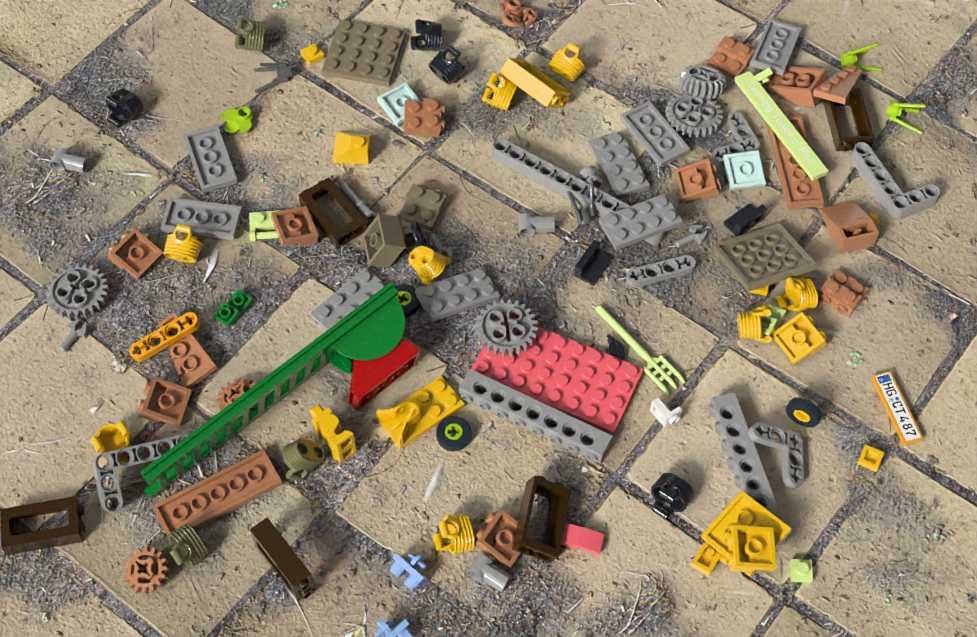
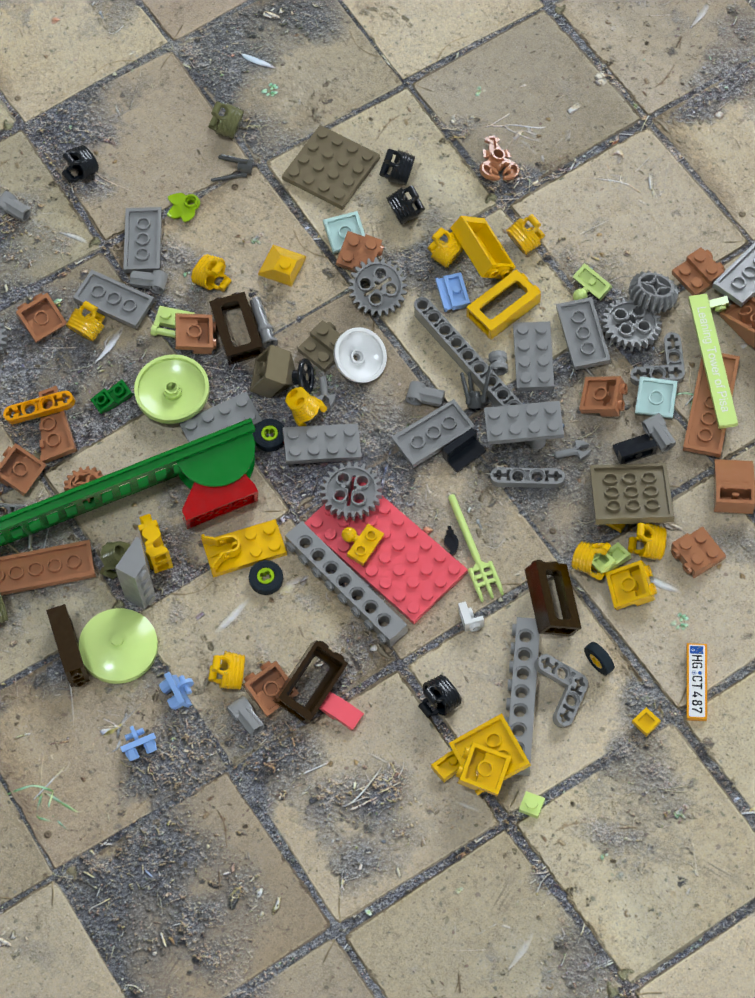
camera: 25 degrees right, 5 degrees up
(235, 192) = (153, 281): none -> light grey piece
(286, 167) = (208, 270): none -> yellow piece
(292, 283) = (171, 389): none -> yellowish green dish
(312, 54) = (280, 155): yellow plate -> none
(331, 467) = (136, 576): none -> light grey slope
(333, 544) = (118, 645): none -> yellowish green dish
(439, 130) = (387, 300): none -> light grey gear
(462, 204) = (369, 352): none -> white dish
(522, 129) = (452, 292): none -> light blue plate
(538, 372) = (363, 544): none -> yellow plate
(557, 256) = (432, 433): none -> light grey plate
(571, 149) = (494, 326): none -> yellow piece
(642, 90) = (591, 283): none -> yellowish green plate
(736, 370) = (542, 601): none -> dark brown piece
(757, 195) = (656, 428): none -> light grey piece

